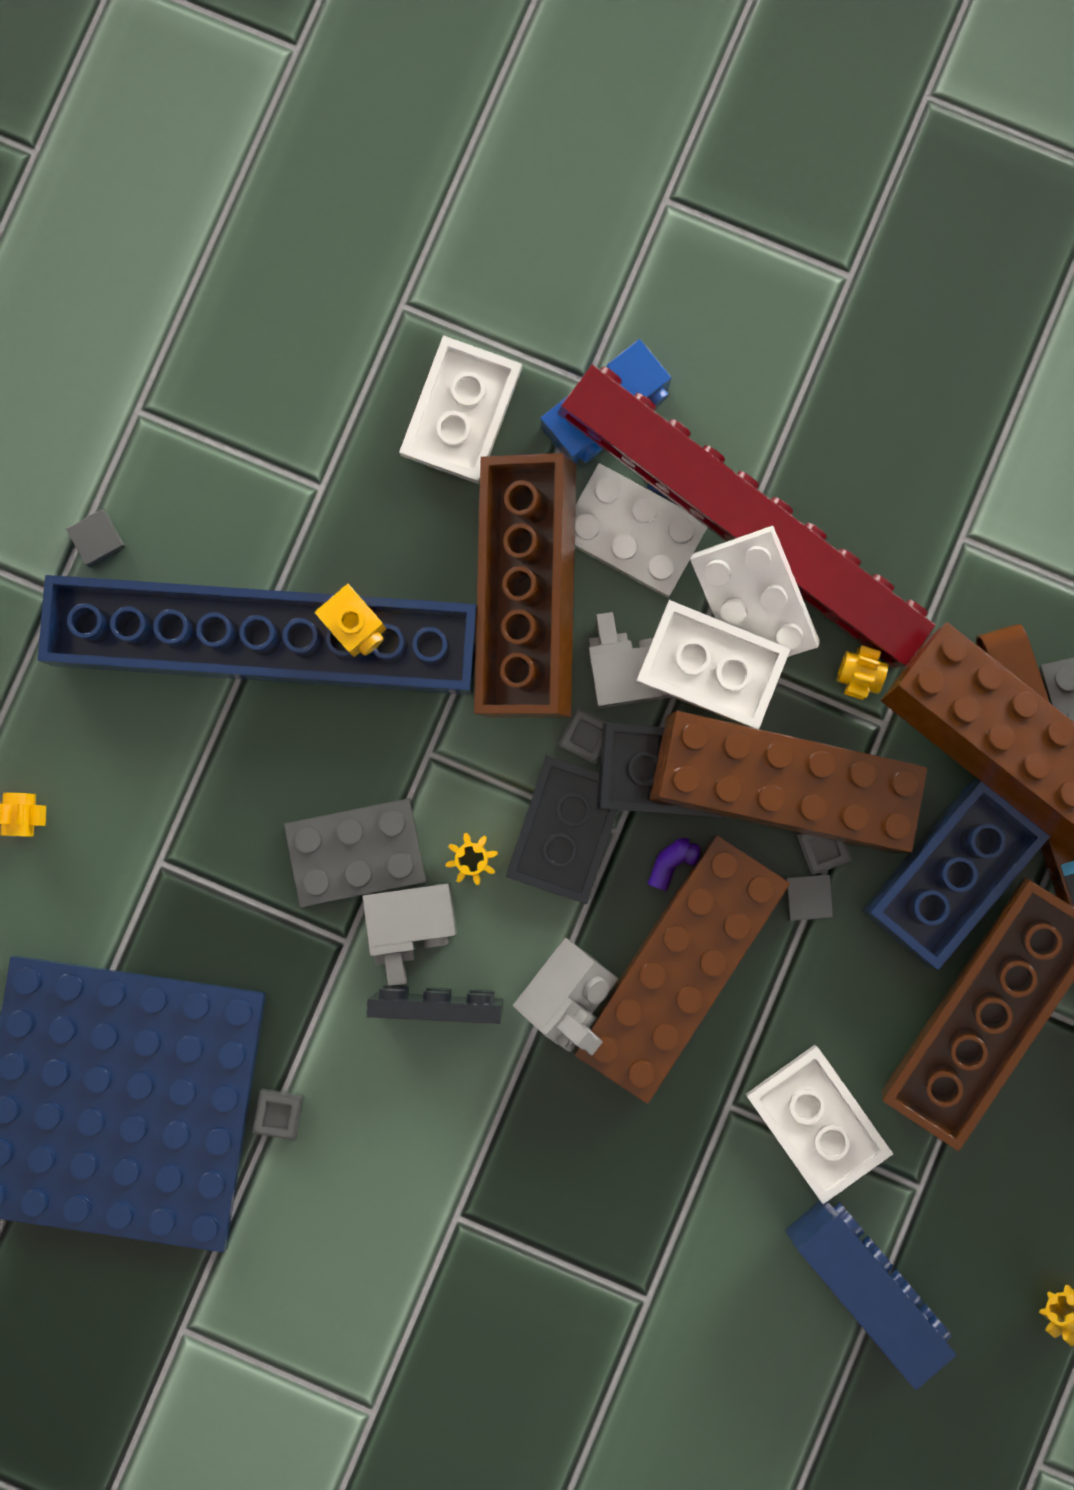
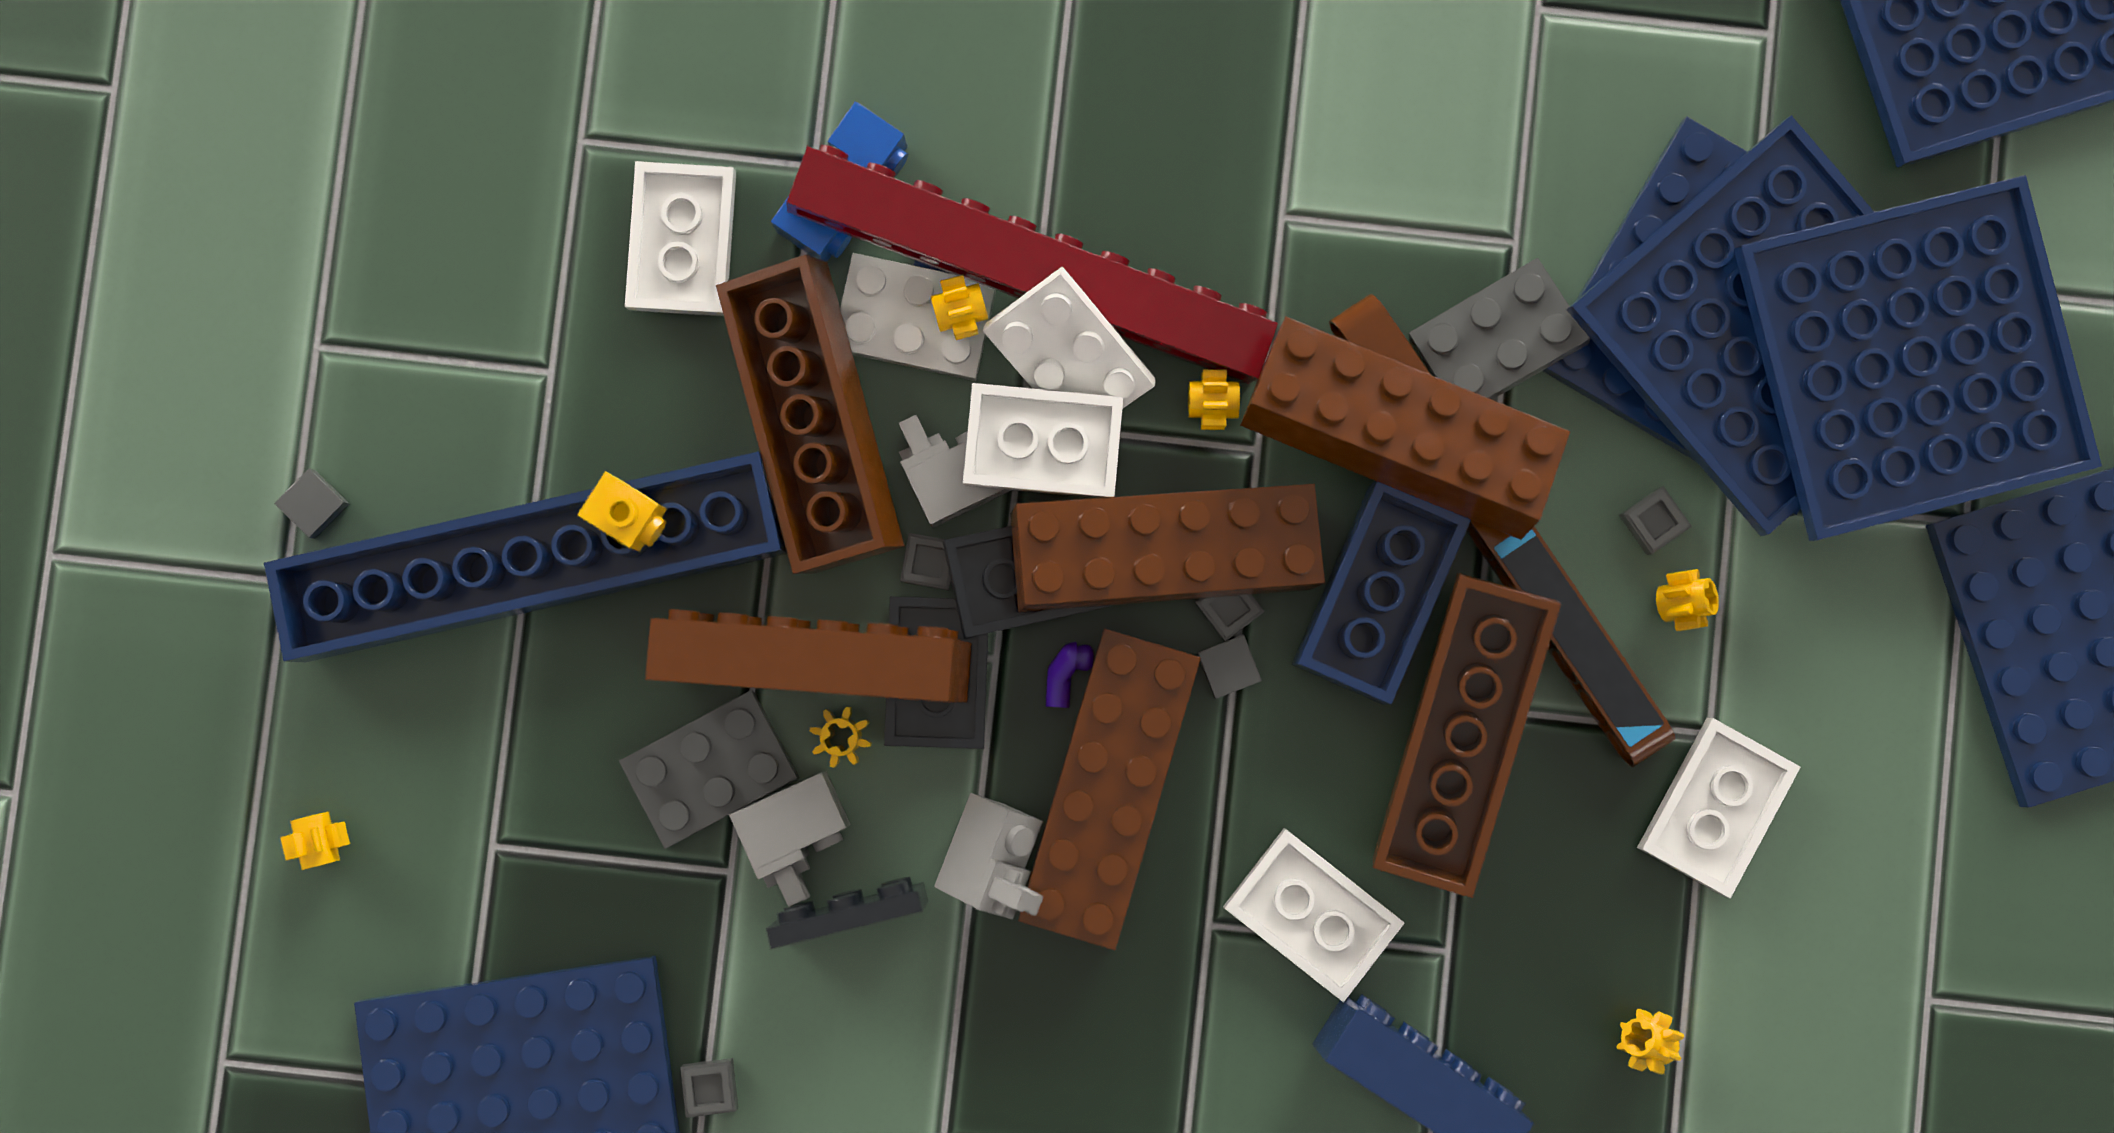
camera: 25 degrees left, 0 degrees up
(460, 785) = (798, 658): none -> reddish brown brick
(675, 534) = (959, 307): none -> yellow gear

